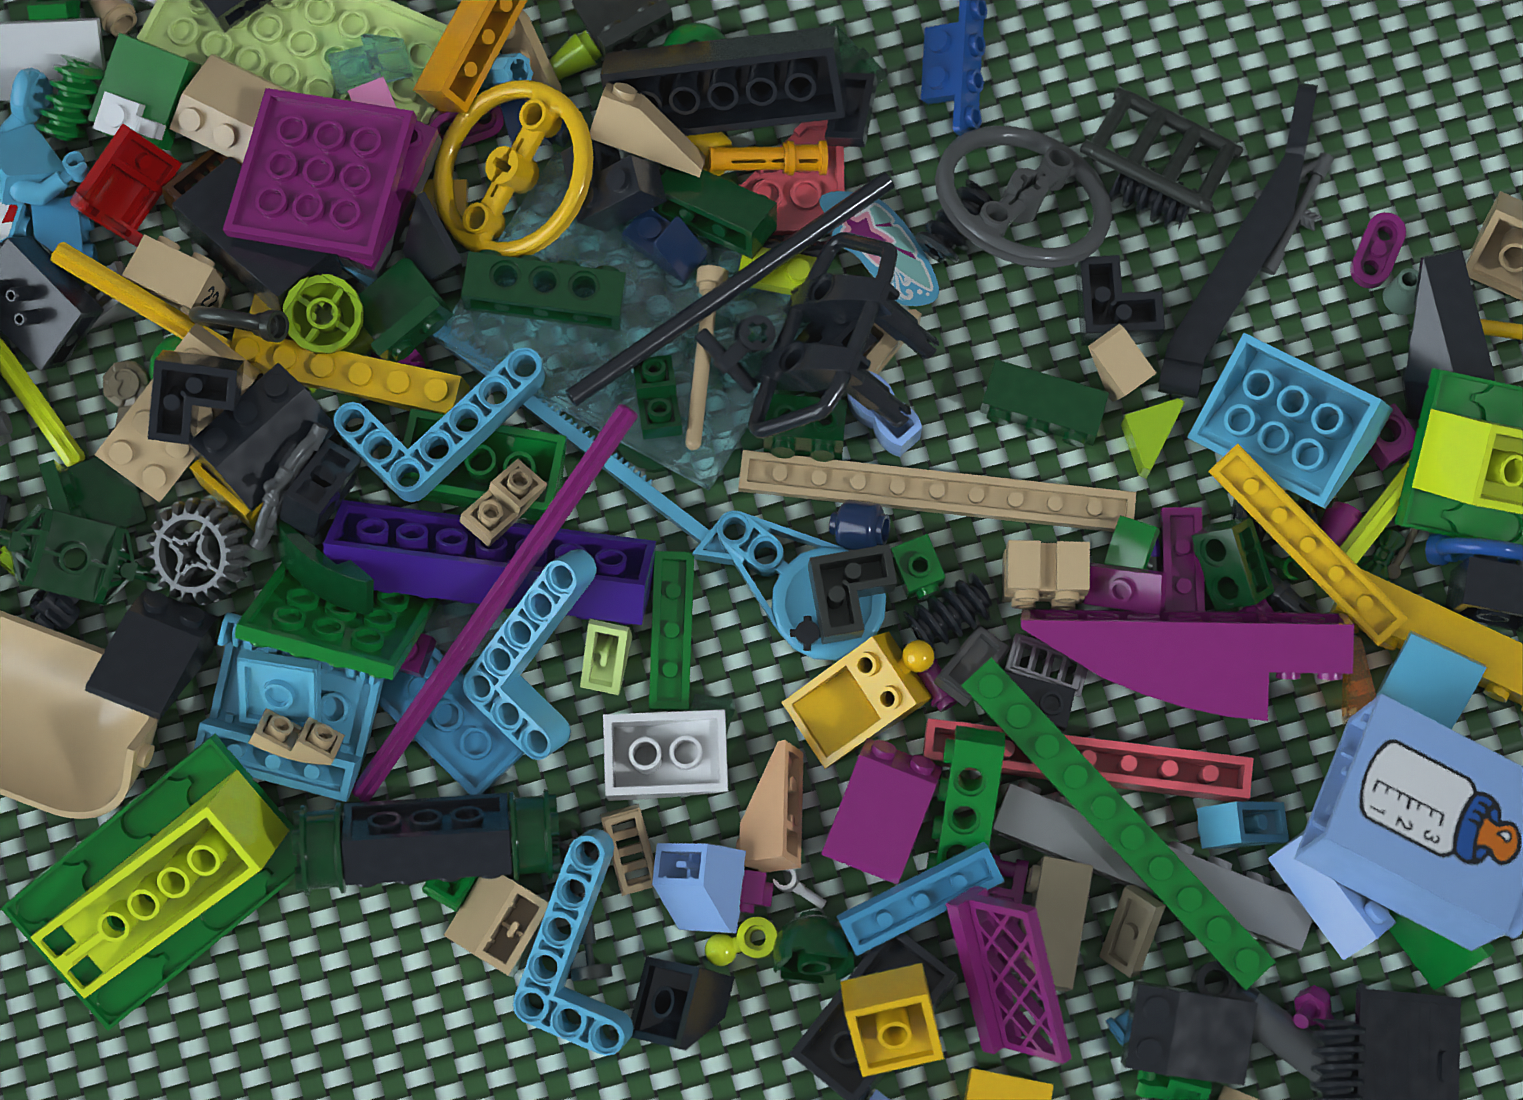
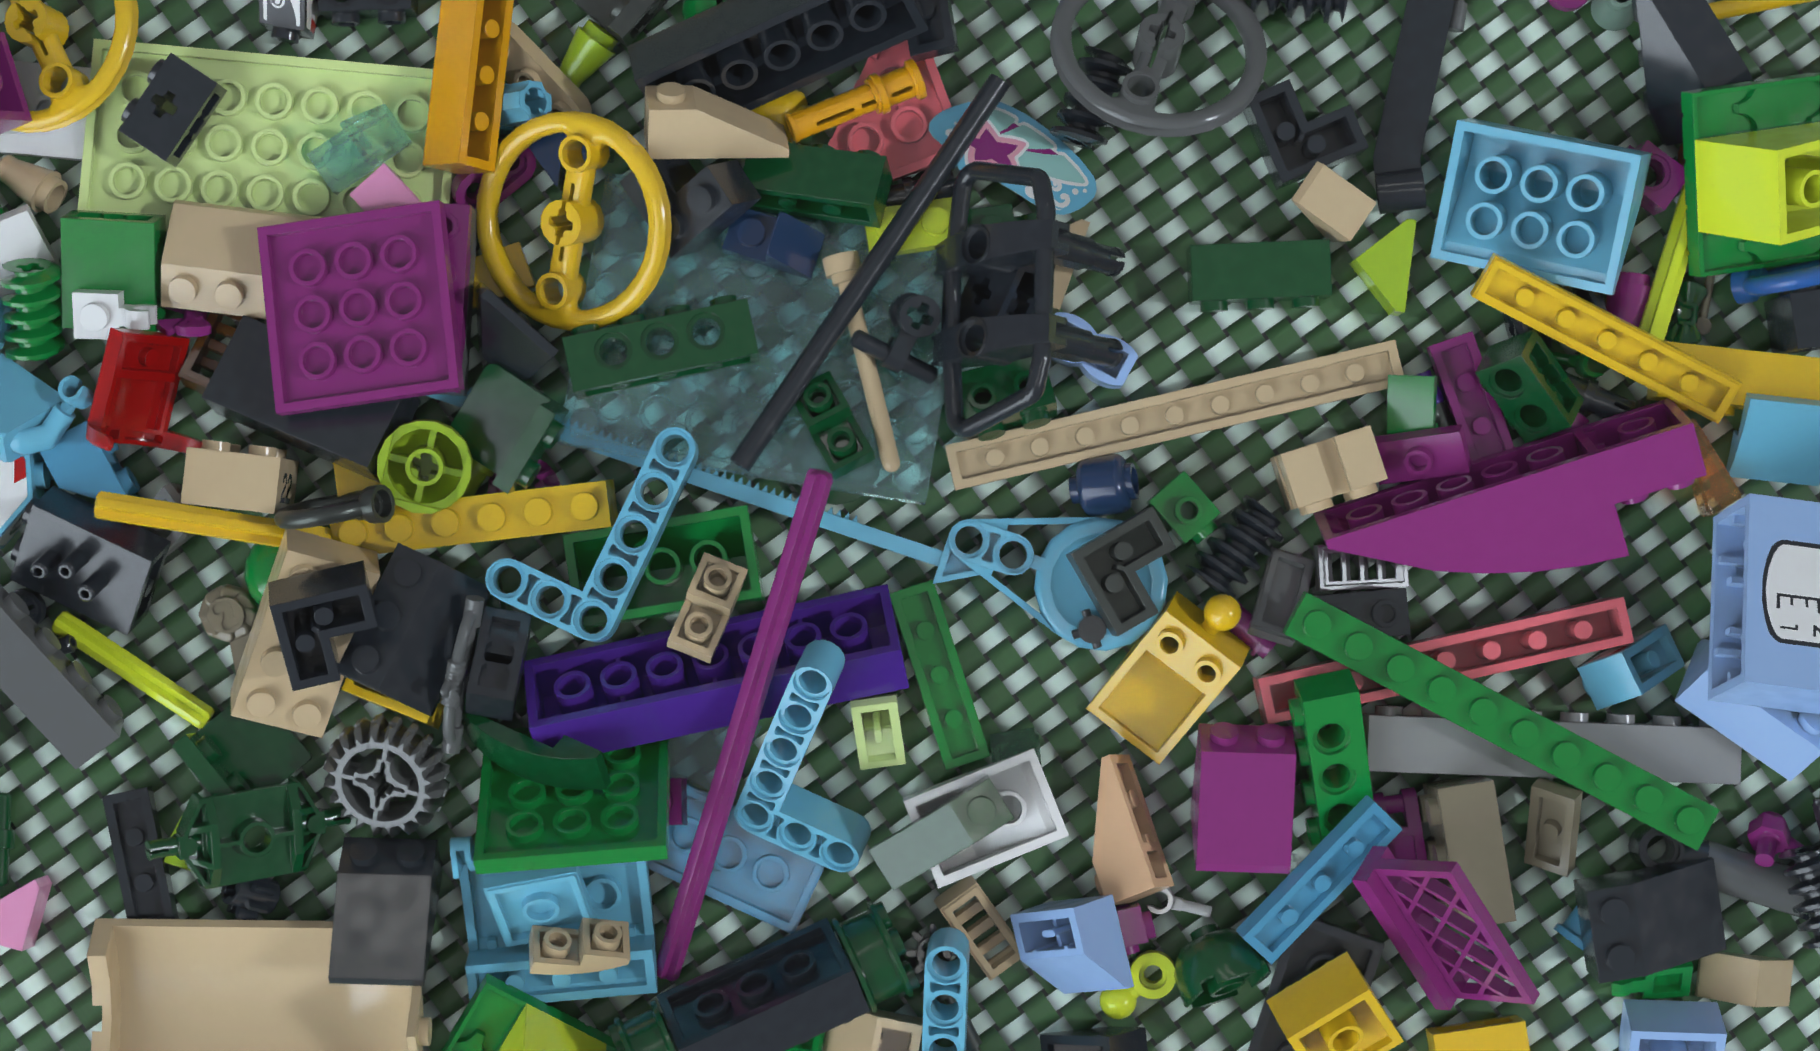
camera: 25 degrees left, 10 degrees up
(190, 152) = (191, 325): none -> magenta piece
(624, 747) = (941, 832): none -> slope

